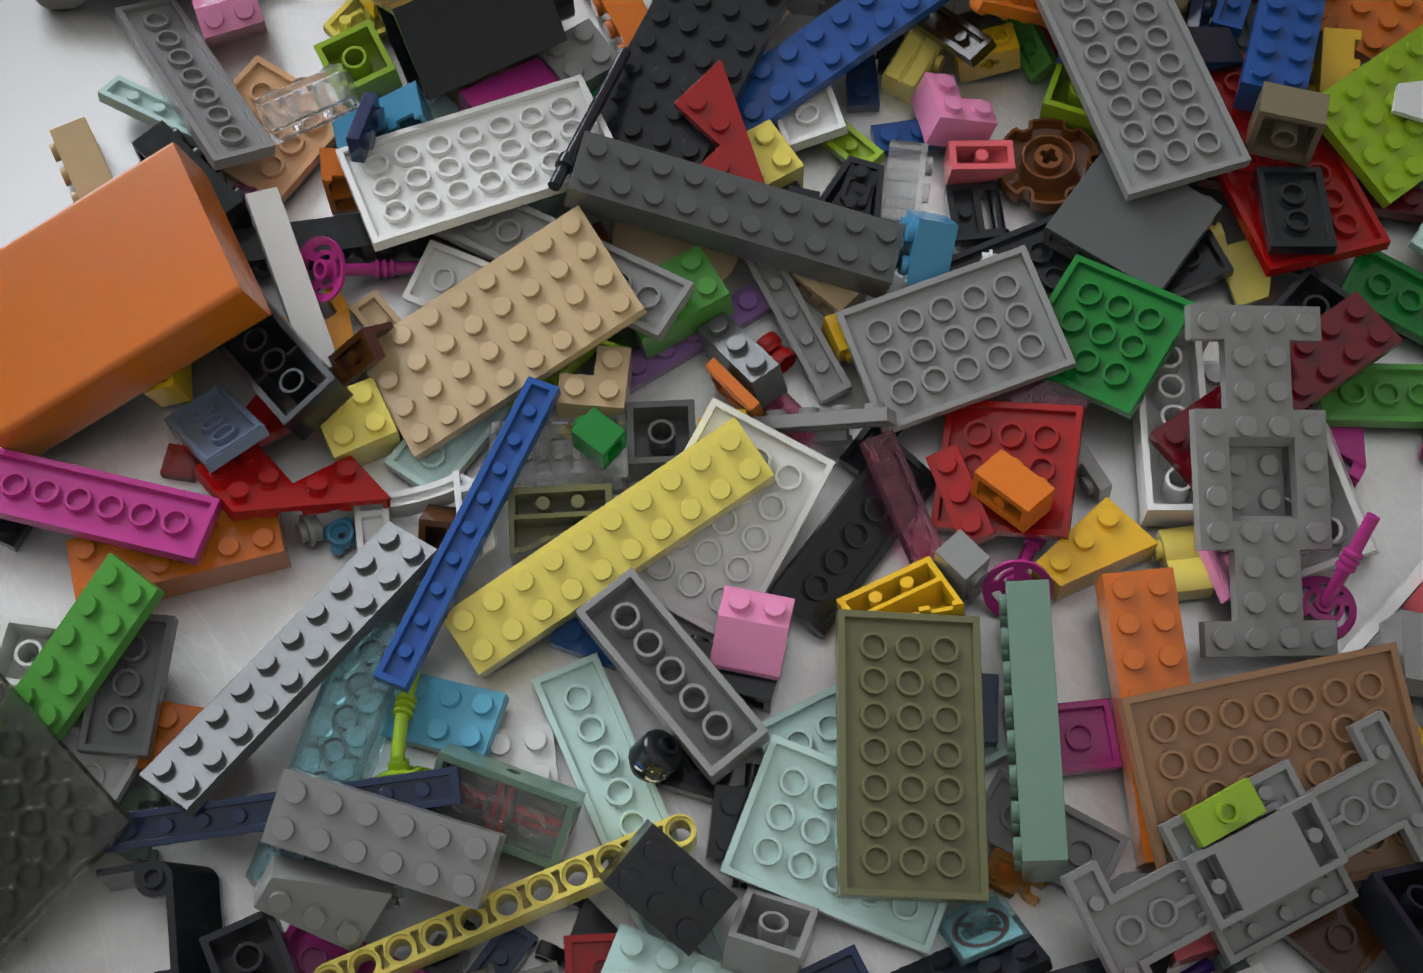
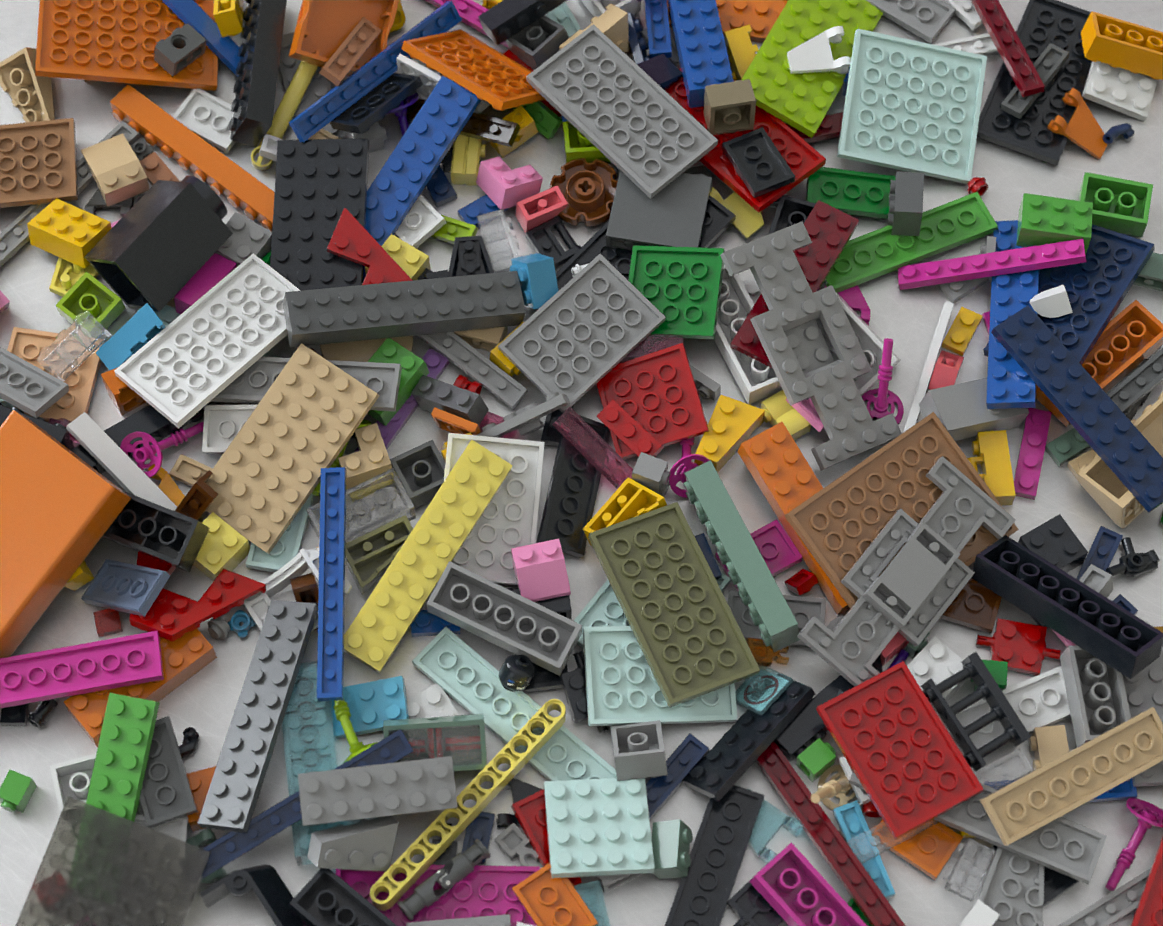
camera: 25 degrees left, 0 degrees up
(40, 543) = (41, 712): none -> black pin
(196, 665) = (189, 741): none -> black arm
(364, 127) = (130, 353): dark blue plate -> none
(566, 160) = (277, 315): black bar -> none
(598, 437) = (384, 489): green brick -> none
(668, 887) = (564, 745): black brick -> none
(1012, 490) = (662, 414): orange brick -> none
(1105, 800) = (801, 582): none -> red plate
(1223, 812) = (876, 556): lime plate -> none

